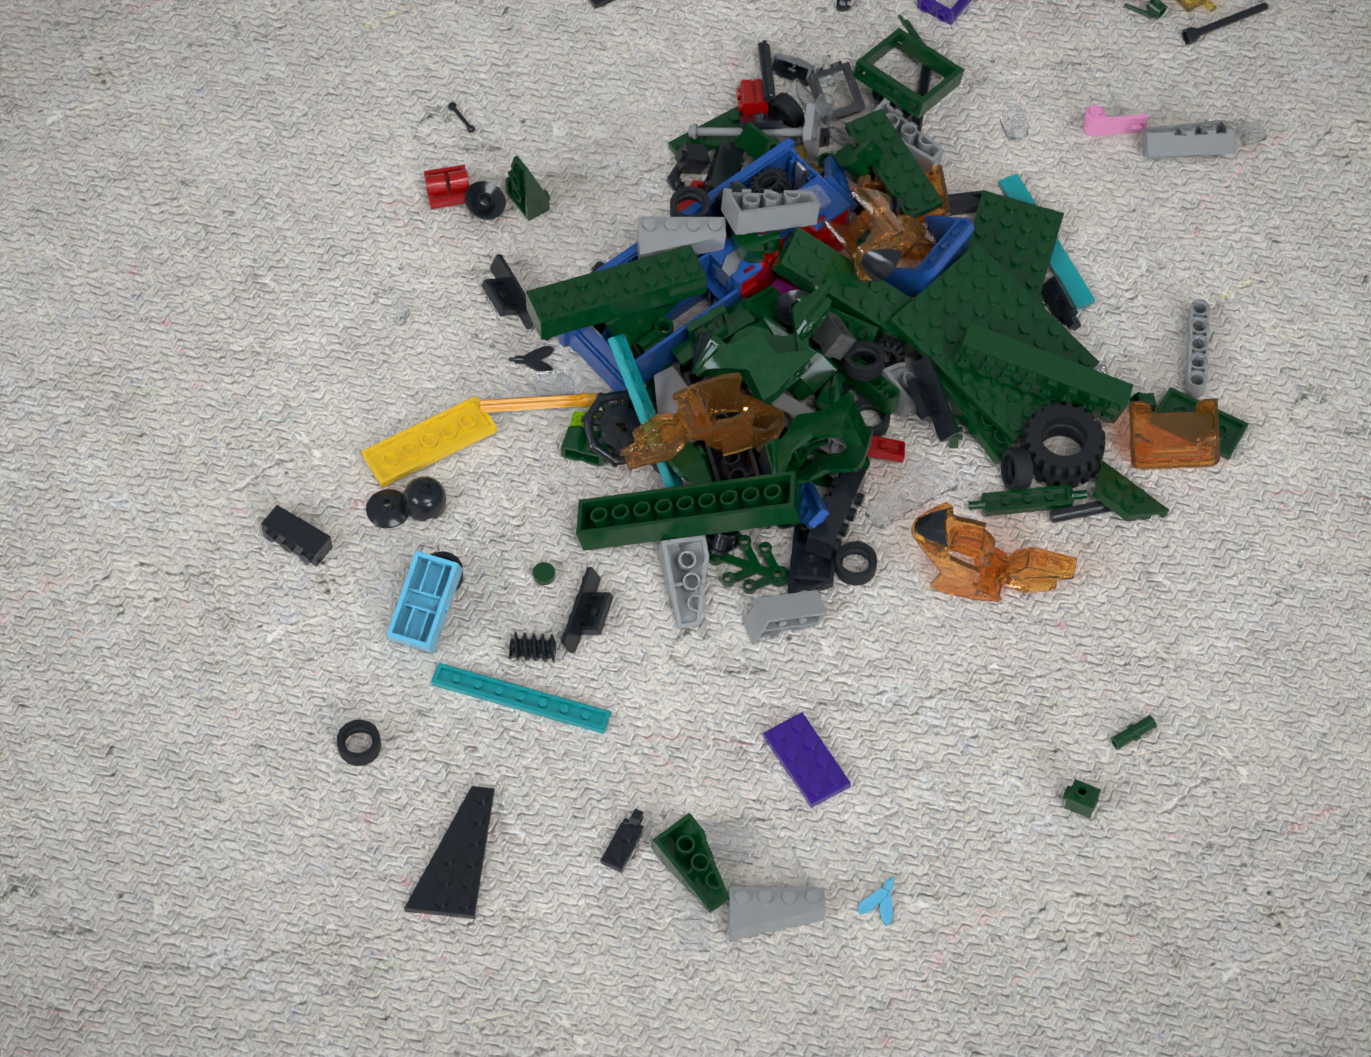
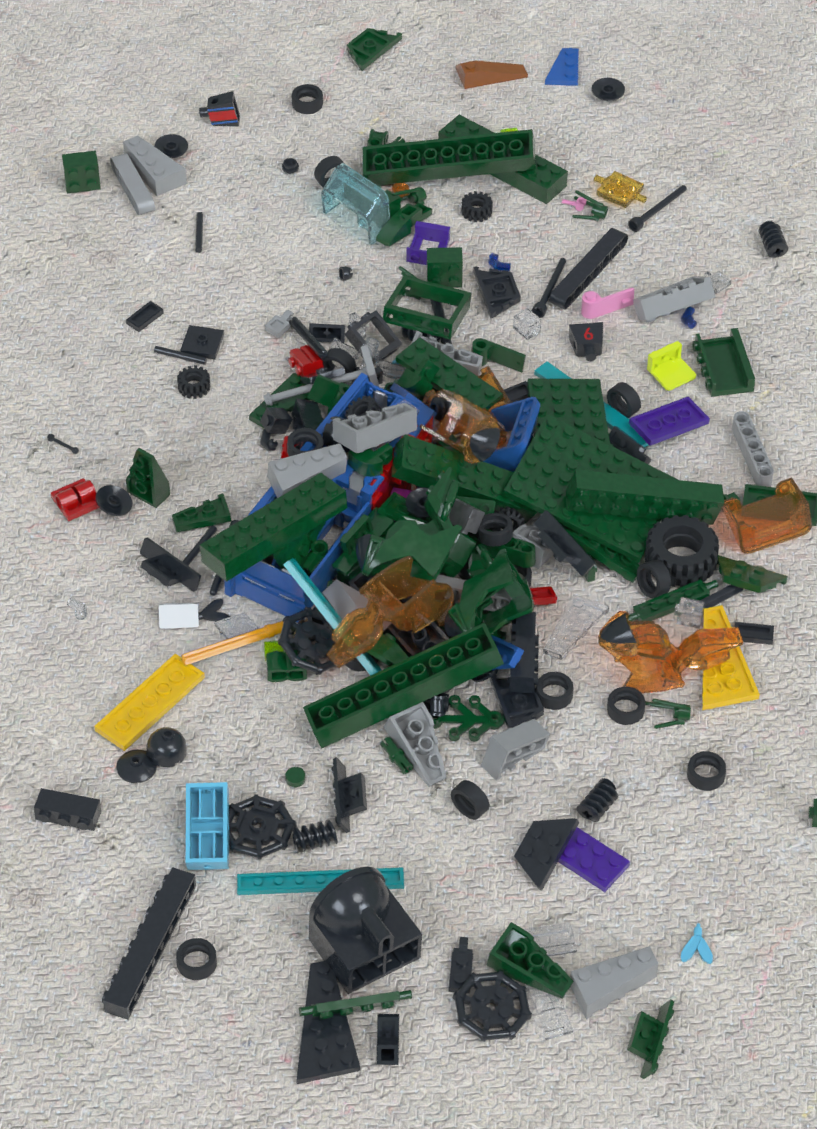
camera: 20 degrees left, 10 degrees down
(318, 709) = (149, 943): none -> black brick
(485, 627) = (267, 831): none -> black plate
(485, 847) = (347, 1006): none -> dark green plate
(499, 351) = (178, 615): none -> white panel
(513, 897) = (388, 1039): none -> black brick
(534, 768) = (362, 929): none -> black piece
(560, 274) = (196, 549): none -> black bar
(578, 245) = (208, 514): none -> dark green wing
(626, 49) = (181, 355): none -> black bar
(626, 95) = (196, 389): none -> black tyre
(633, 882) = (492, 994): none -> black plate
(655, 41) = (202, 341): none -> black plate
(657, 583) = (396, 755): none -> dark green pin
(709, 660) = (470, 799): none -> black tyre
(745, 45) = (279, 325): none -> light grey plate
(764, 739) = (544, 847): none -> black wing
(782, 984) = (648, 1037): none -> dark green bracket
(845, 704) = (598, 800): none -> black piece
(929, 590) = (623, 717): none -> black tyre
(950, 29) = (445, 266): none -> dark green brick
(954, 142) = (498, 354): none -> dark green door
(972, 722) = (706, 758): none -> black tyre
(980, 630) = (680, 711): none -> dark green plant
(1000, 72) = (497, 290): none -> black wing
(1014, 41) = (496, 264): none -> clear blue arm
(1037, 108) = (540, 308): none -> black piece
(1040, 519) = (689, 612): none -> clear brick
(1053, 612) = (731, 680): none -> yellow wing
(1073, 161) = (586, 339): none -> black torso
(1078, 246) = (628, 393): none -> black tyre
(1102, 564) = (756, 633): none -> black tile
(1112, 75) = (588, 268): none -> black beam
(1119, 286) = (669, 421): none -> dark purple plate
(1150, 221) = (669, 367): none -> neon yellow bracket
(1196, 167) = (688, 319): none -> clear blue arm
(1212, 236) = (724, 364): none -> dark green panel
(1336, 99) = (773, 239): none -> black piece

